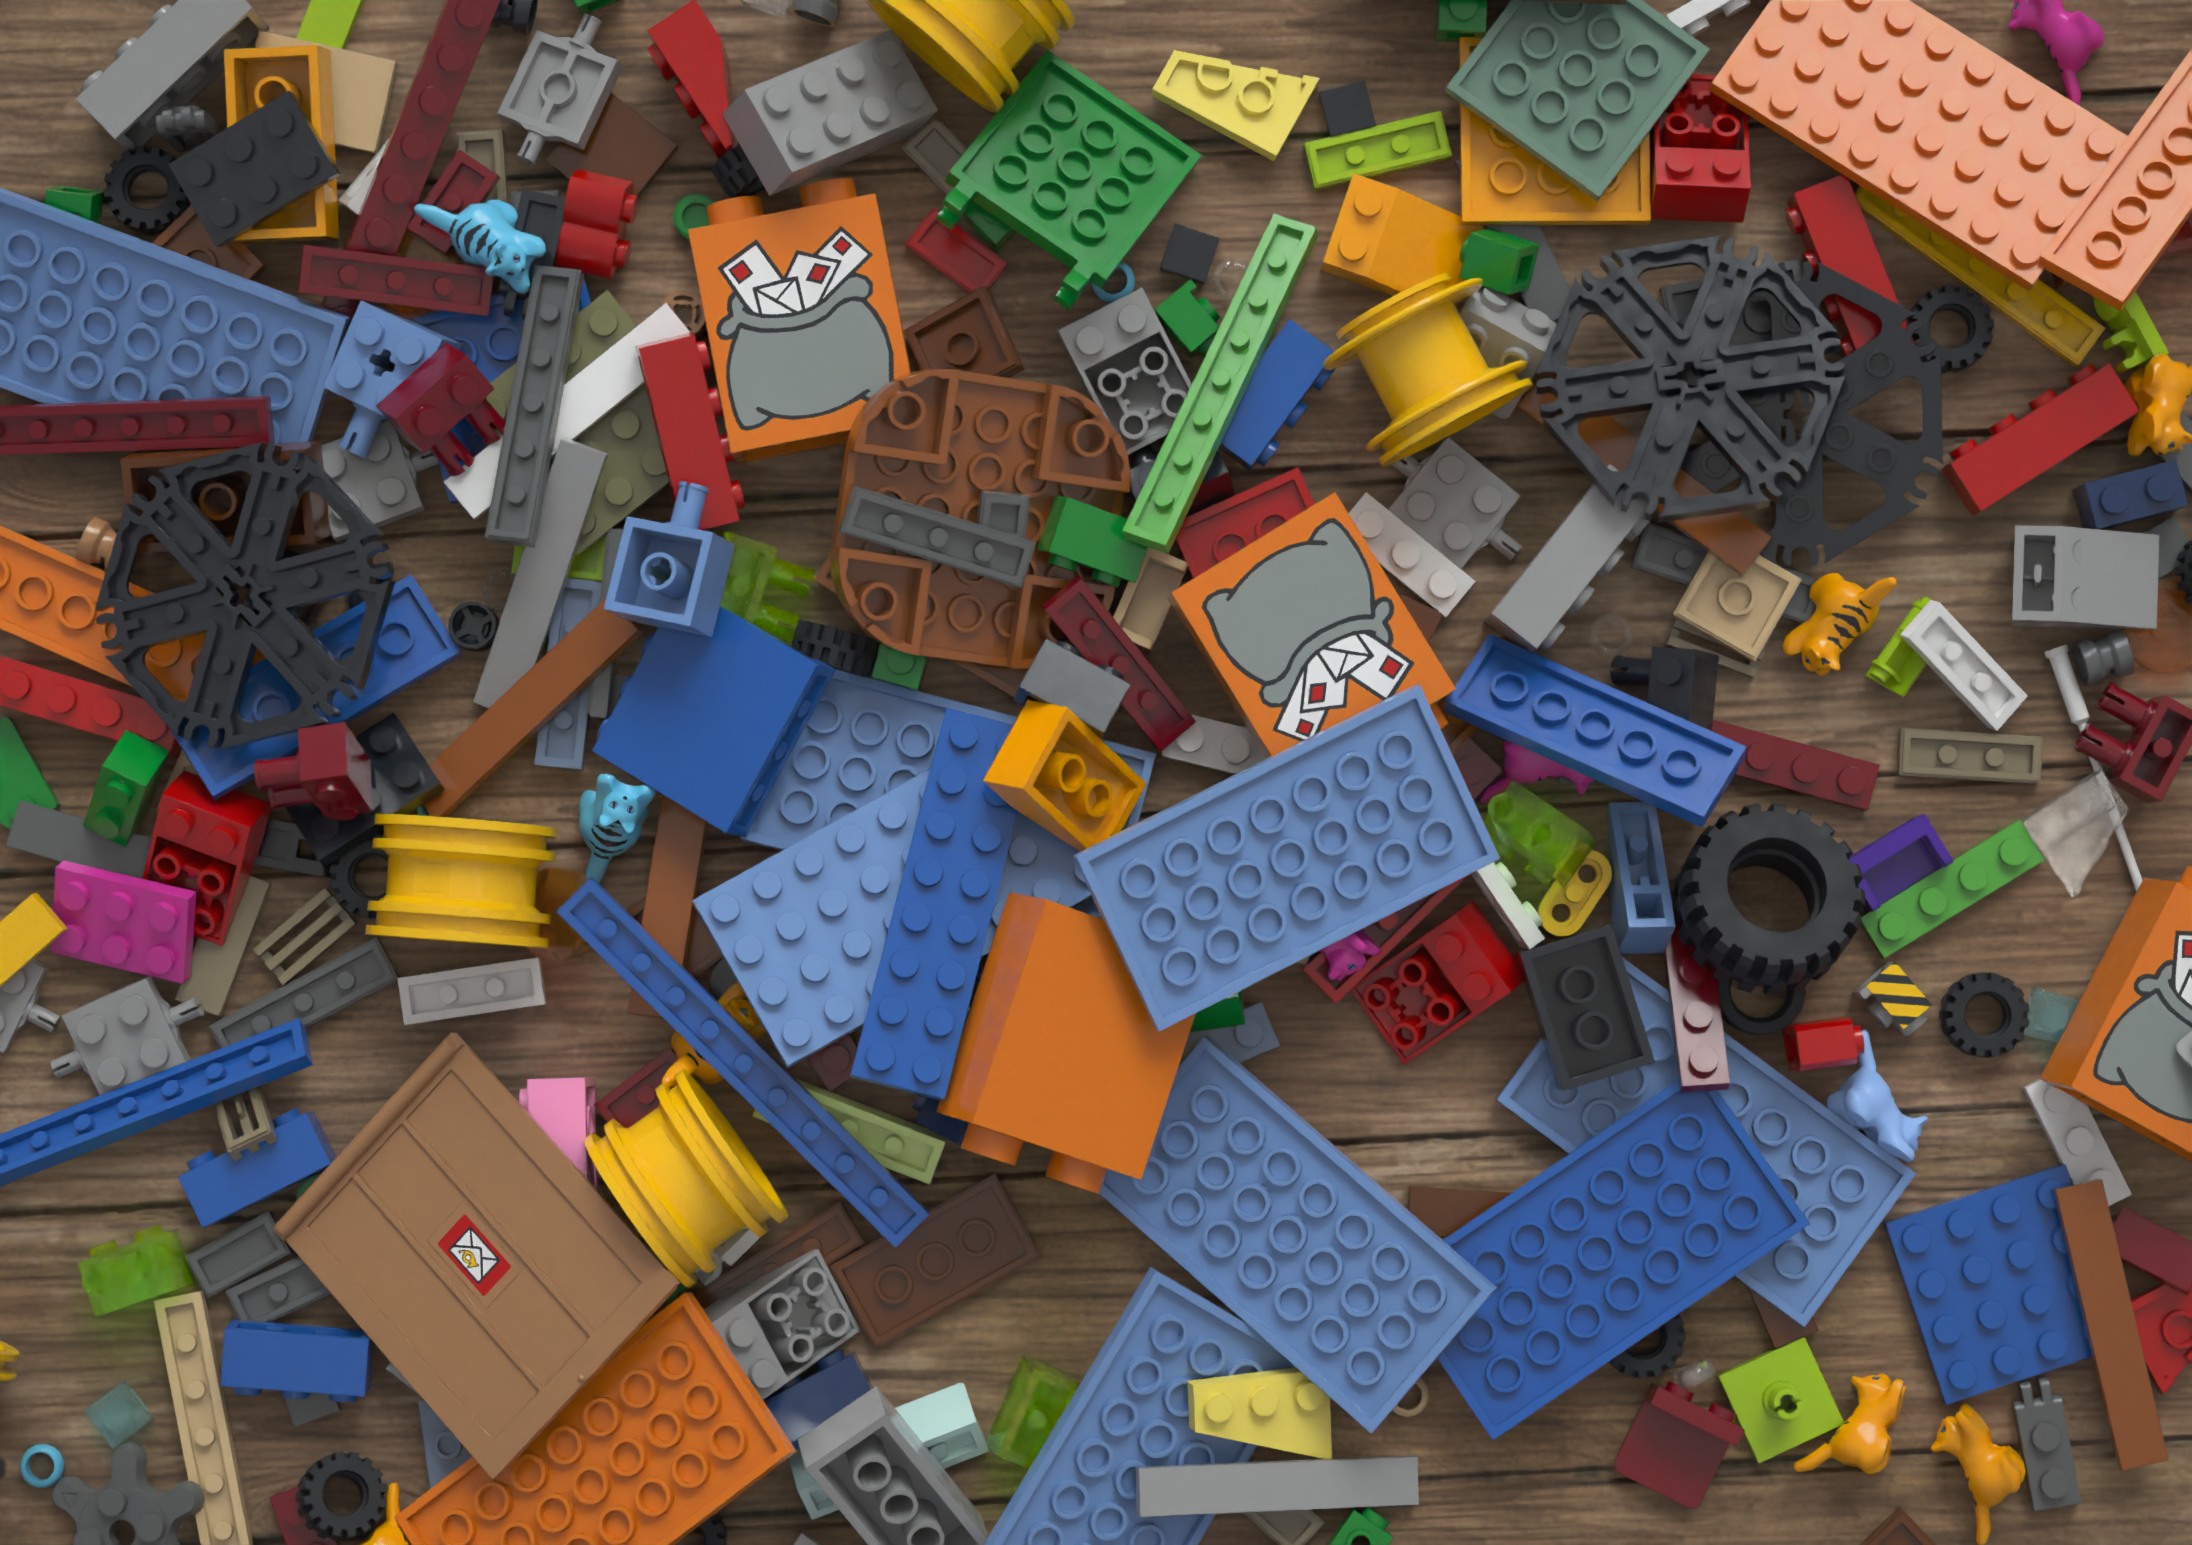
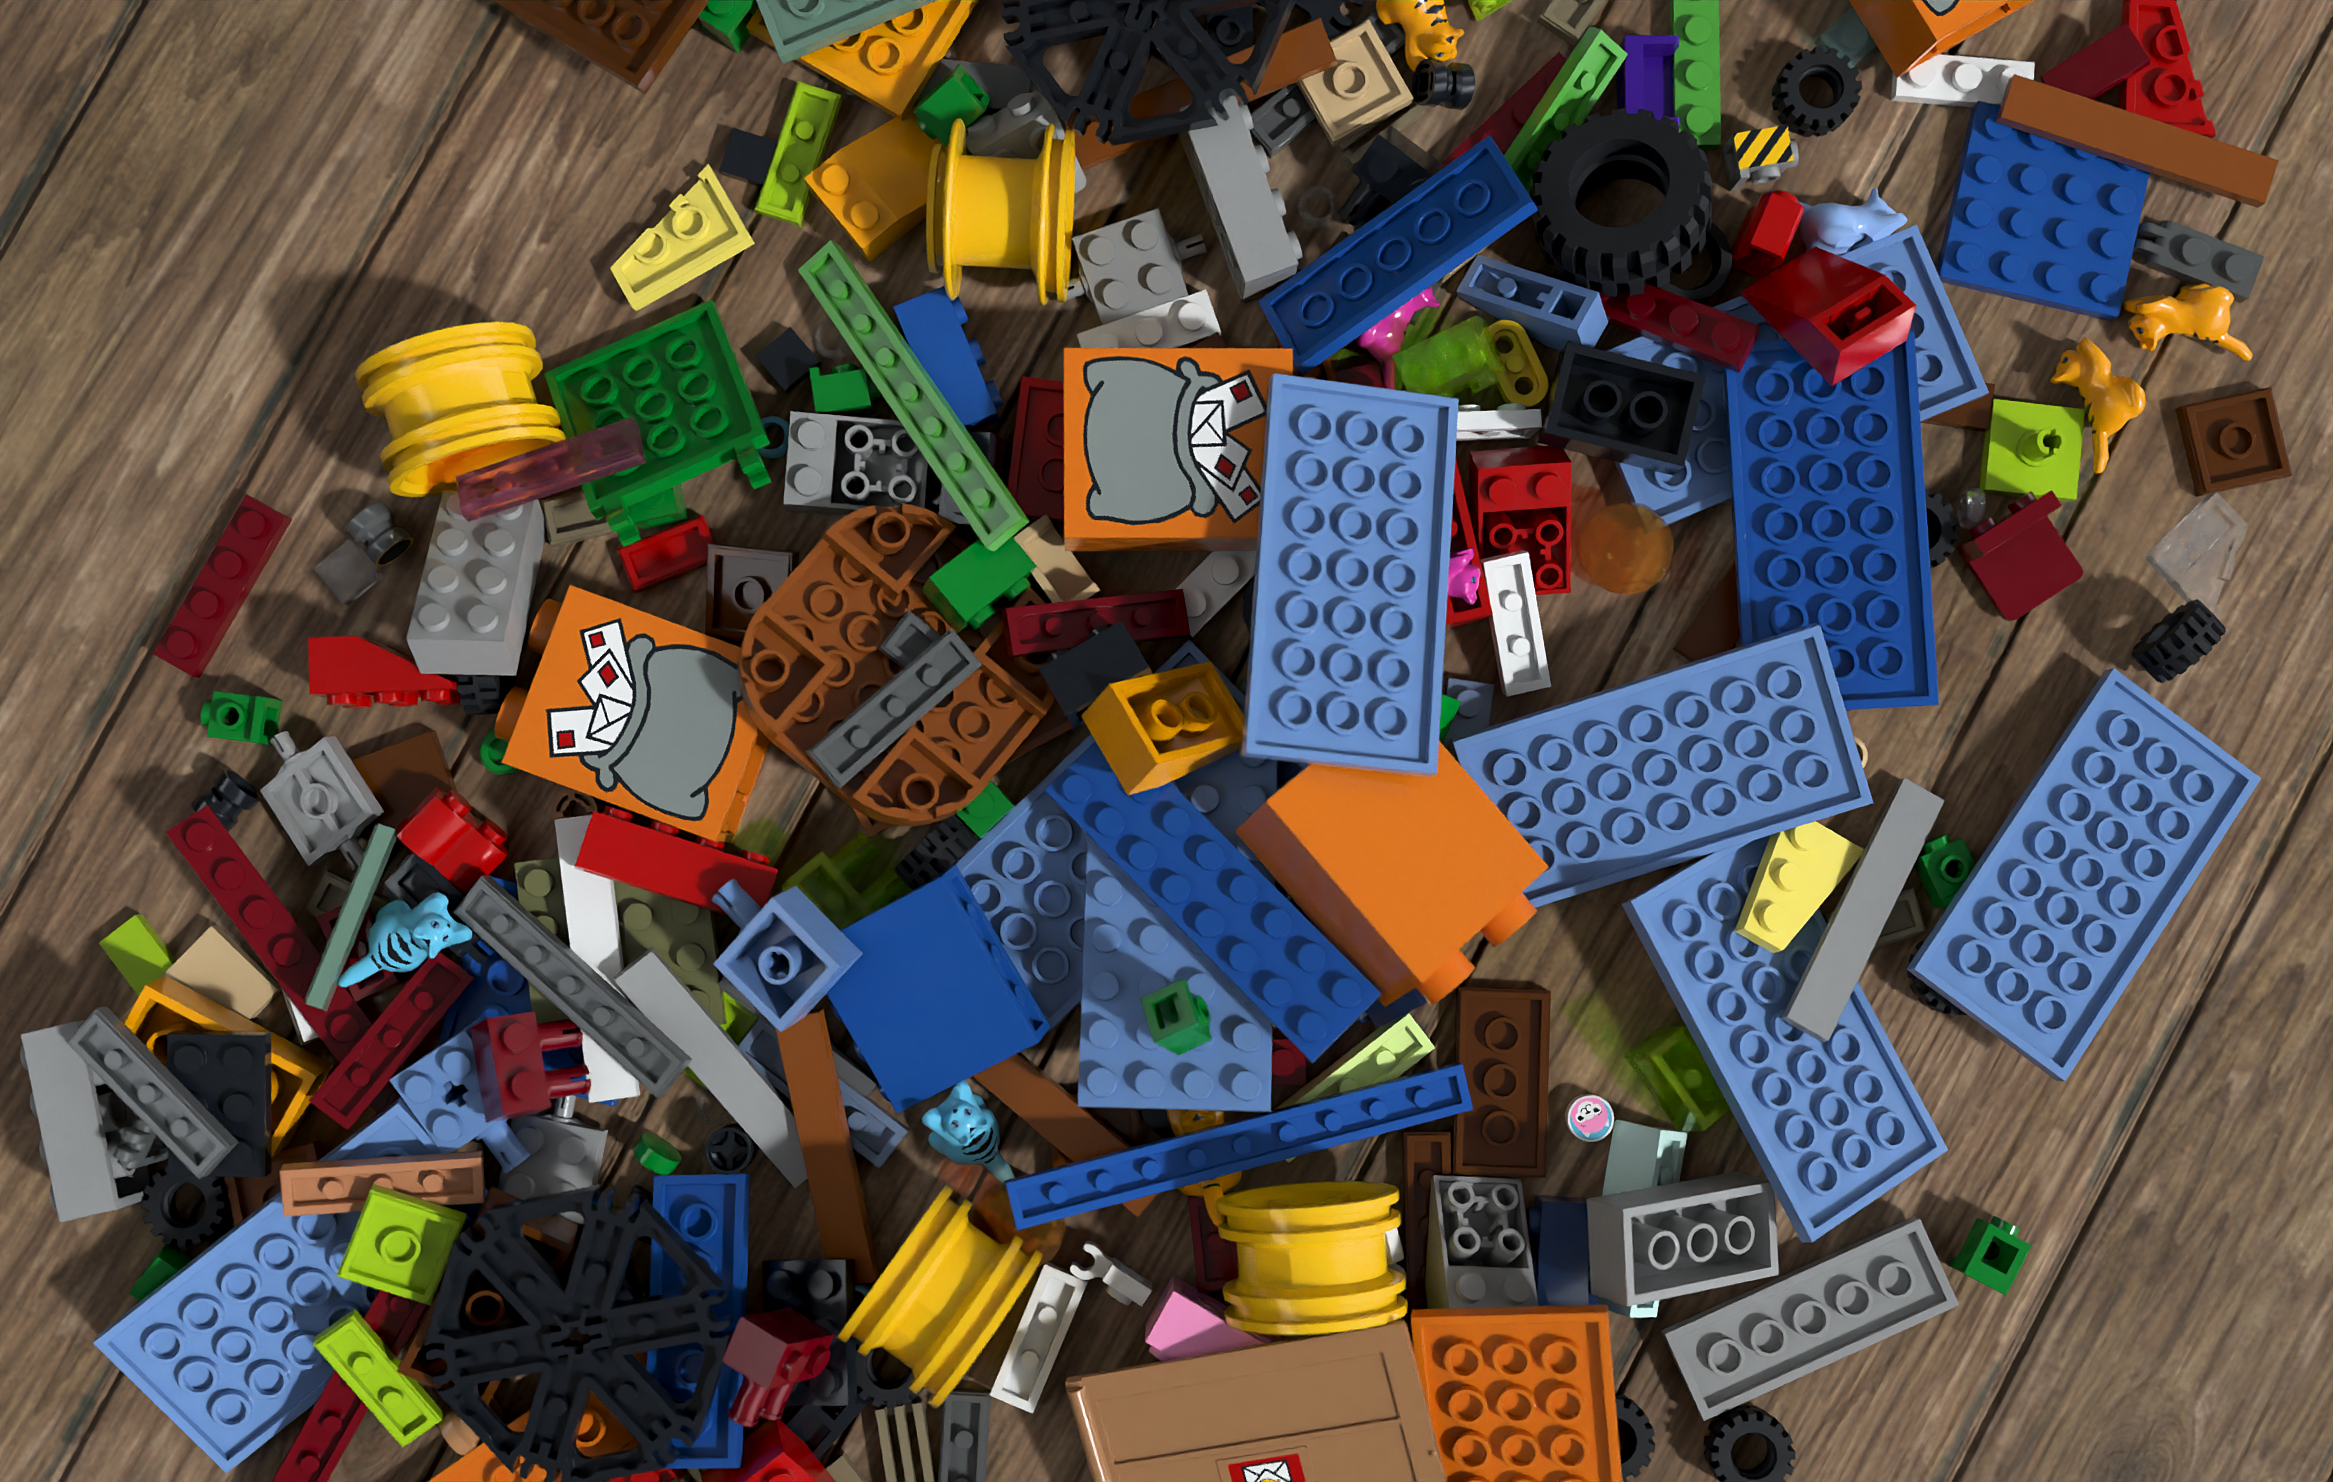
camera: 60 degrees left, 0 degrees up
(101, 445) = (373, 1375): none -> lime tile
(228, 397) = (401, 1244): none -> lime tile
(233, 109) = (152, 1092): none -> dark grey tile
(271, 349) = (345, 1184): none -> nougat plate
(430, 564) = (656, 1154): none -> green tile
(478, 181) = (351, 917): none -> sand green tile
(563, 1035) = (1122, 1281): none -> white plate
(824, 943) = (1184, 1015): none -> green brick
(950, 1357) = (1589, 1117): none -> tile
(964, 114) = (550, 469): none -> clear pink tile
(1343, 1030) = (1515, 623): none -> white plate
(1470, 1089) = (1626, 547): none -> clear orange tile
(1780, 1139) = (1833, 311): none -> red slope
(1786, 682) = (1443, 84): none -> black wheel
(1825, 796) = (1566, 100): none -> bright green plate

